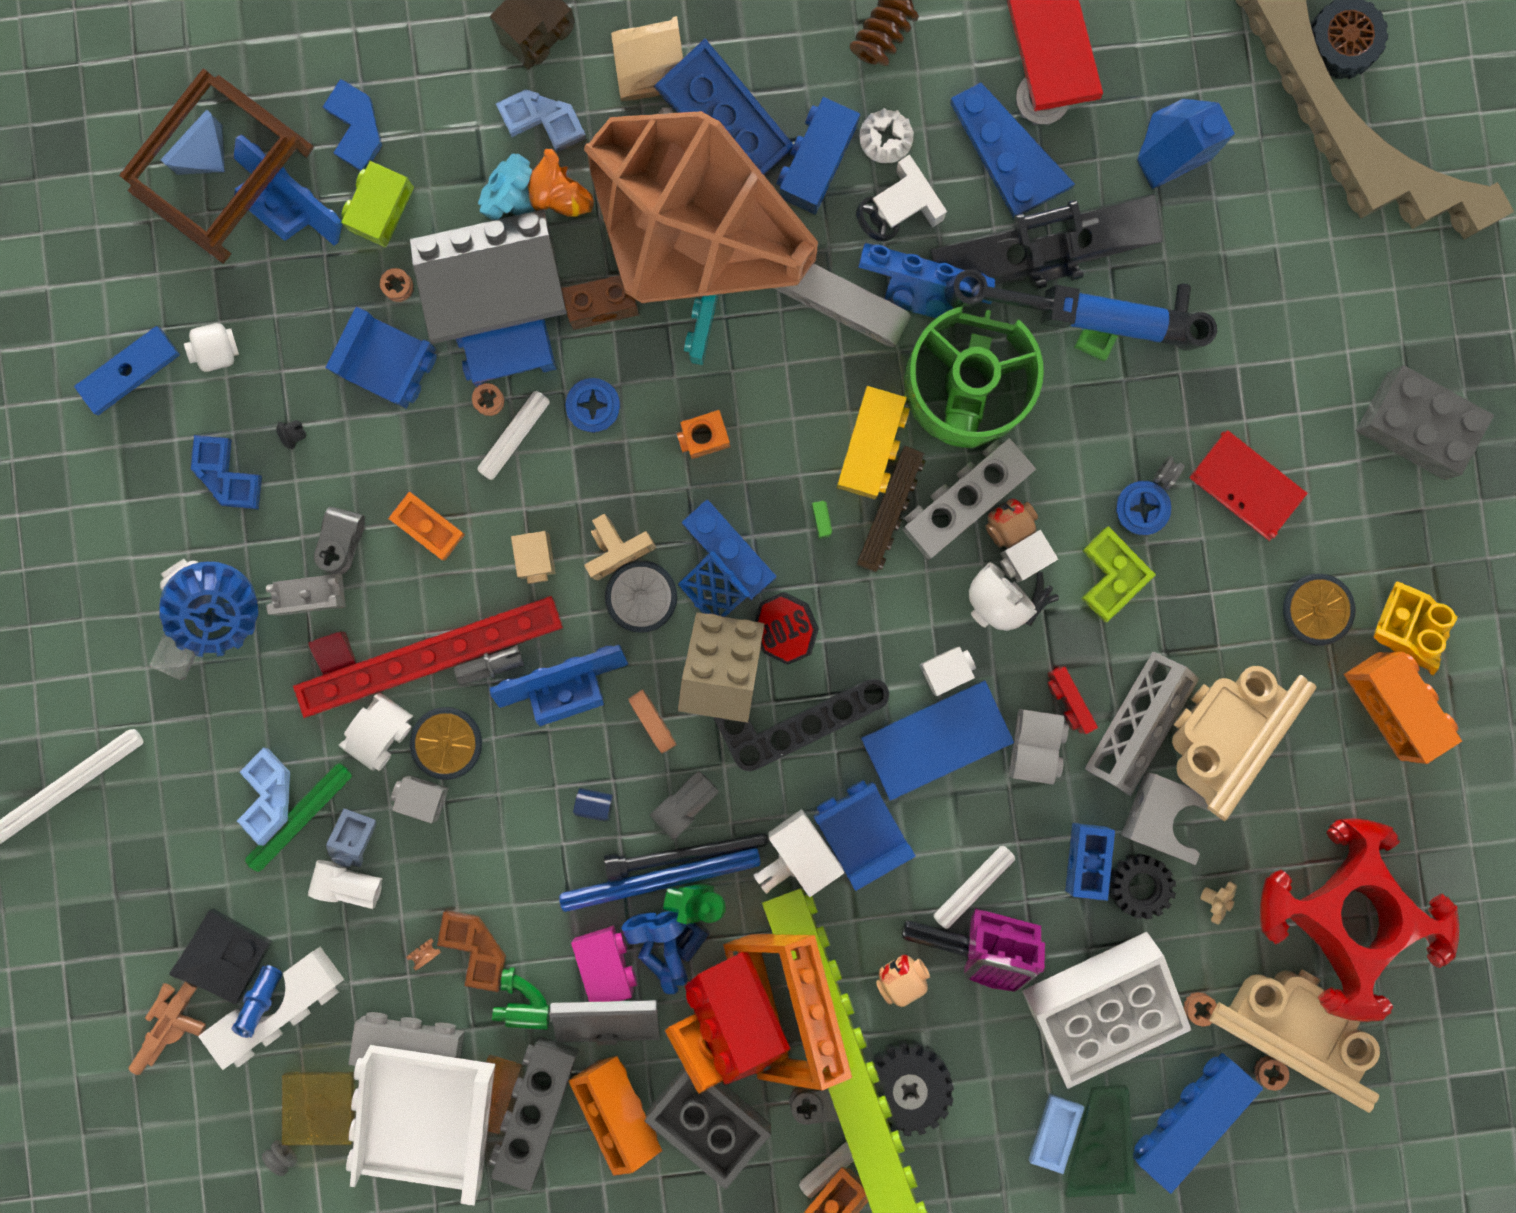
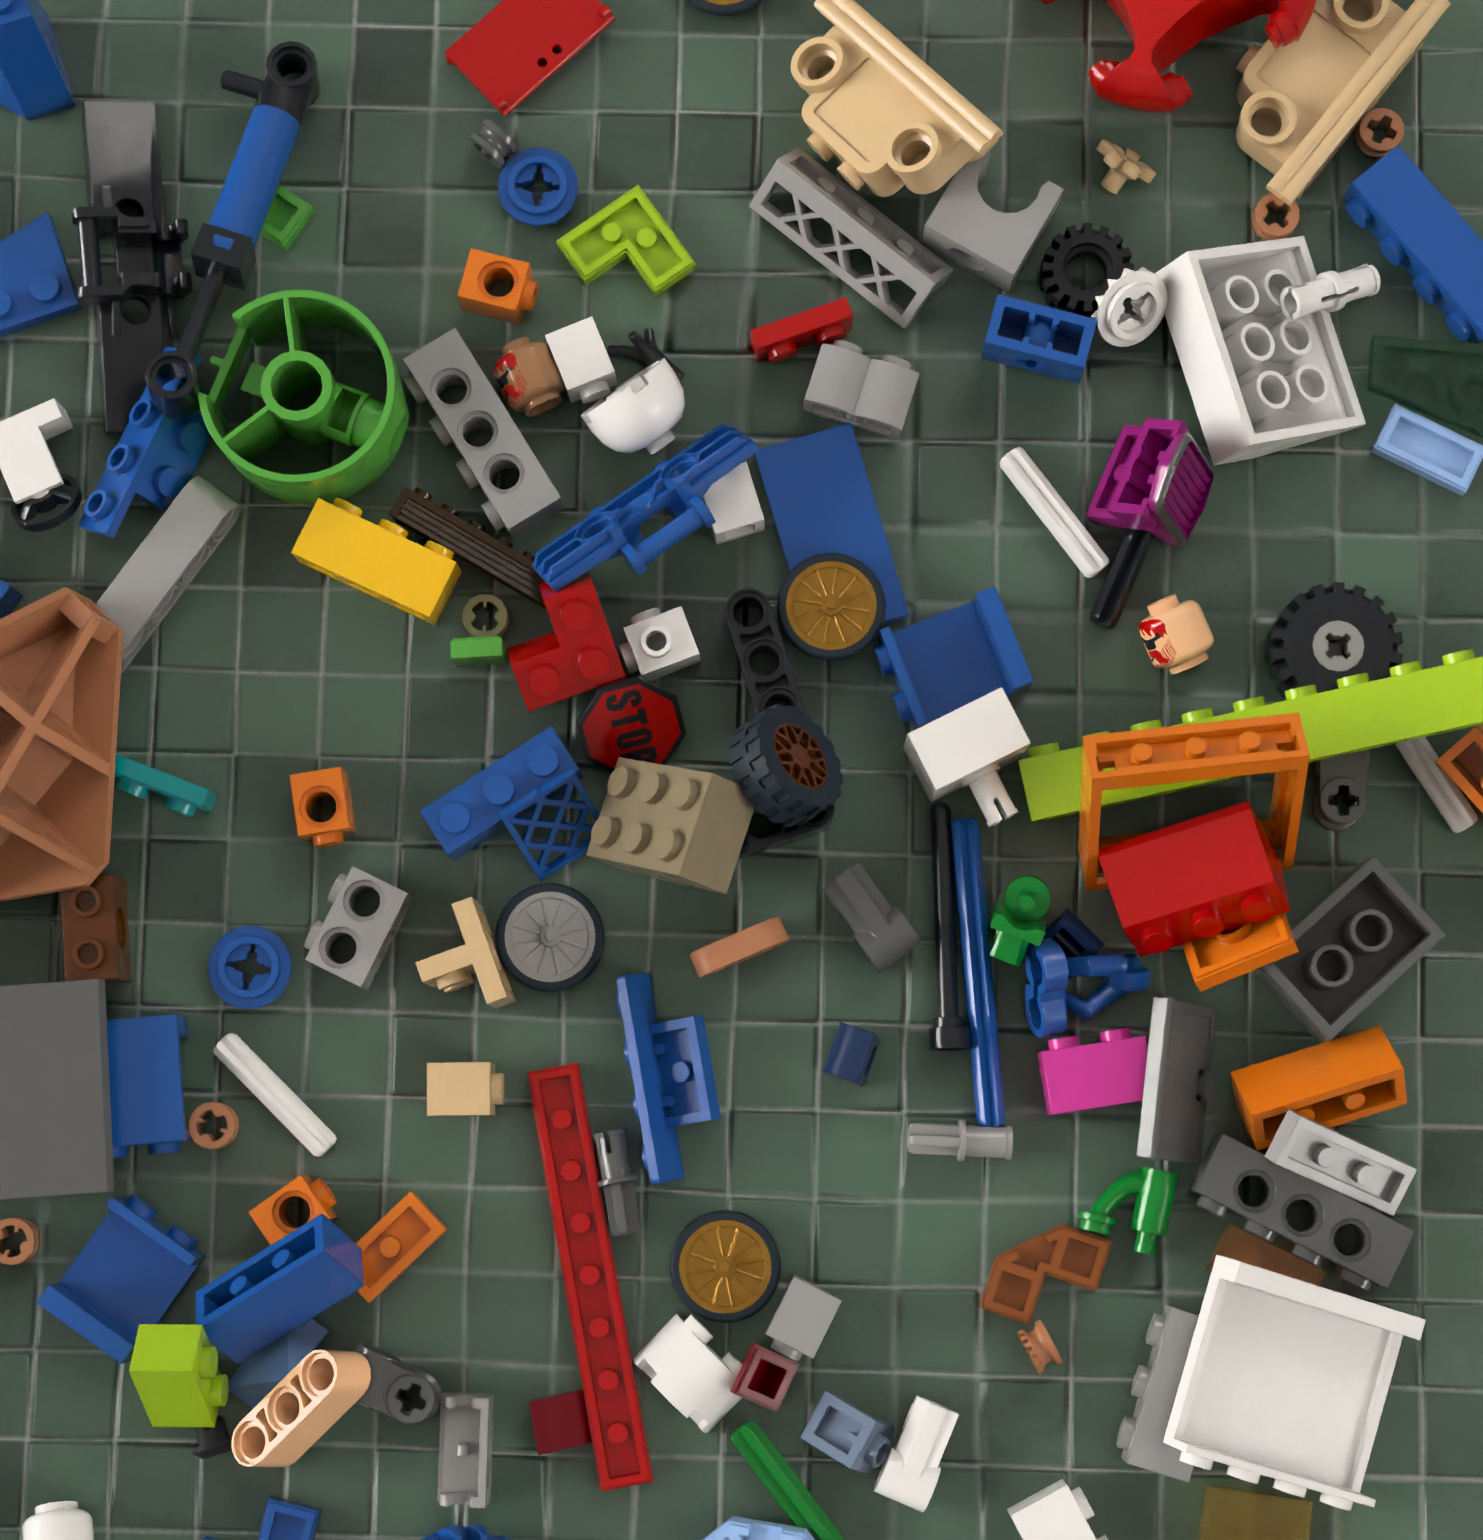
camera: 75 degrees left, 5 degrees down
(313, 486) = (301, 1408): none -> light nougat beam
(322, 405) = (178, 1375): none -> lime brick
(347, 465) = (267, 1367): none -> medium blue slope
(377, 780) = (764, 1377): none -> dark red slope
(386, 460) = (279, 1288): none -> blue brick
(425, 454) = (271, 1213): none -> orange brick
(548, 884) = (960, 1140): none -> light grey axle
(567, 1136) = (1340, 1162): none -> light grey plate
(625, 479) = (371, 933): none -> light grey brick
(769, 737) = (785, 765): none -> black wheel
(827, 583) = (575, 655): none -> red brick
(844, 637) = (659, 643): none -> white brick
(847, 531) = (485, 600): none -> olive bush
(886, 748) = (831, 606): none -> pearl gold wheel
(918, 597) = (672, 486): none -> blue piece
(1080, 481) = (483, 270): none -> orange brick
(1127, 932) = (1148, 303): none -> white gear
(1154, 1054) = (1330, 291): none -> white pin

